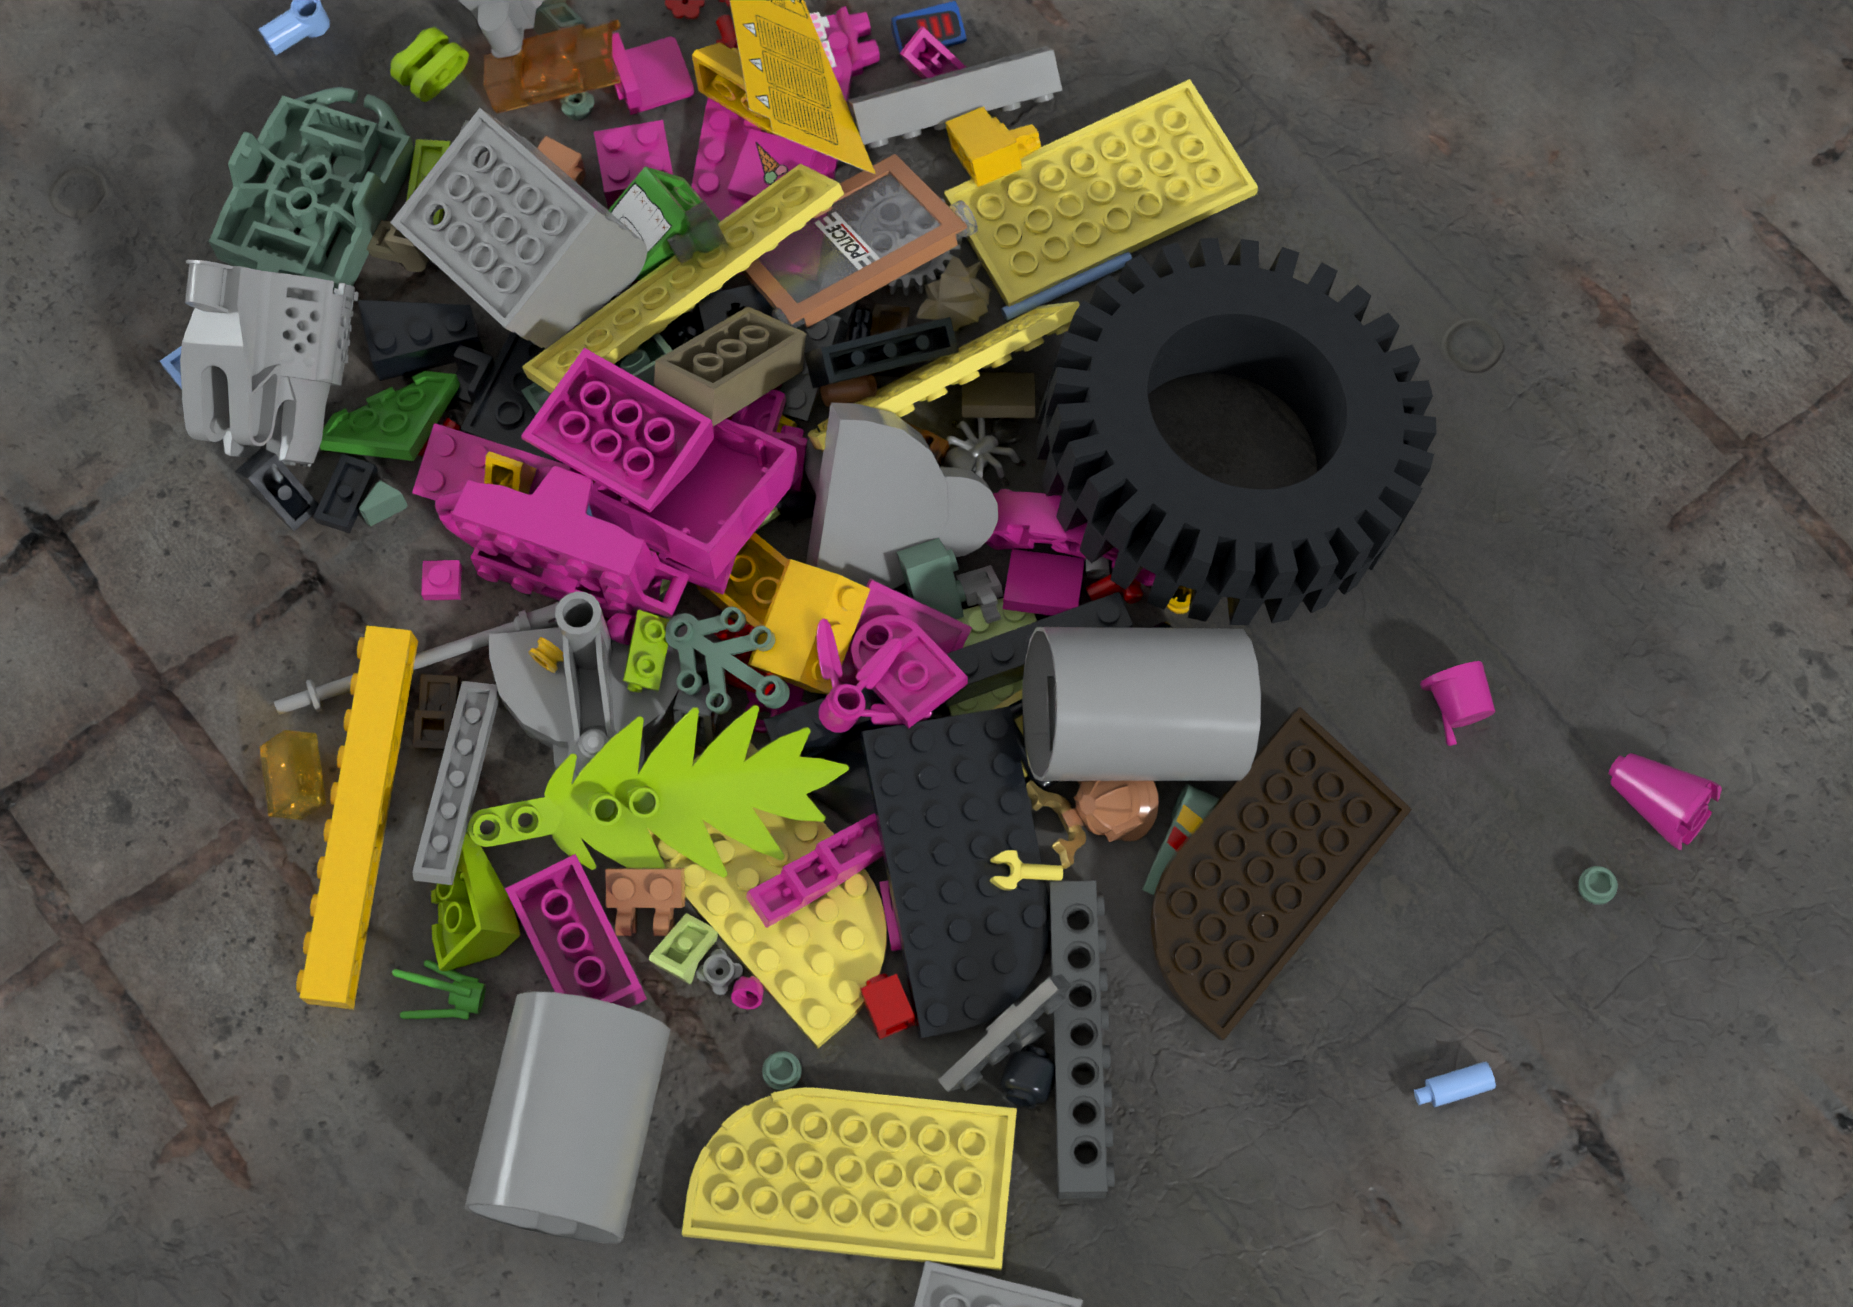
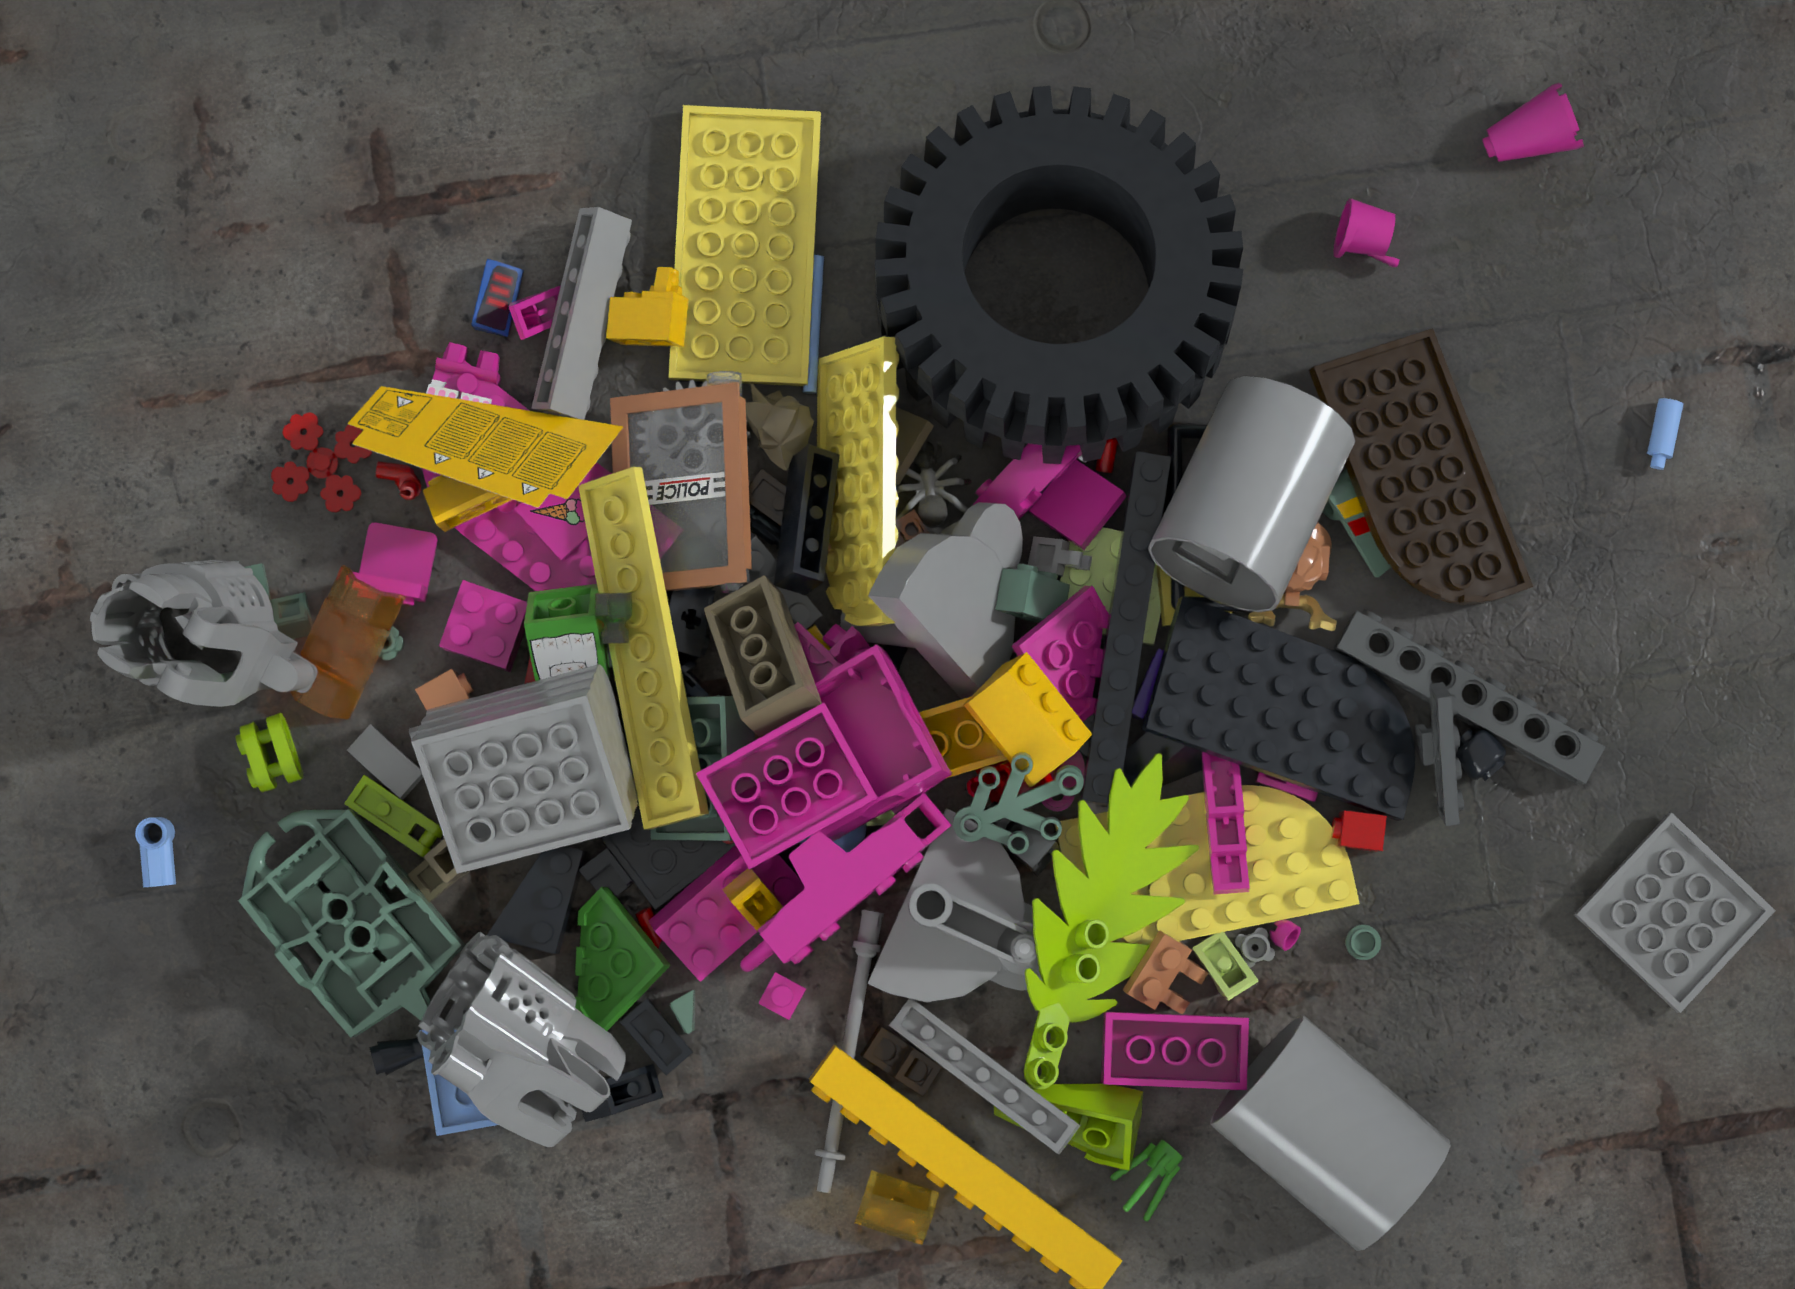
camera: 65 degrees left, 15 degrees up
(547, 654) = (921, 945): yellow bush -> none
(621, 627) = (931, 871): dark pink hinge -> none
(646, 652) = (968, 861): lime hinge -> none
(845, 701) = (1124, 727): dark pink plant -> none
(858, 1177) = (1481, 929): light yellow plate -> none
(920, 674) = (1111, 661): dark pink tile -> none
(1023, 871) = (1320, 665): light yellow bar -> none
(1597, 885) = (1570, 224): sand green plate -> none

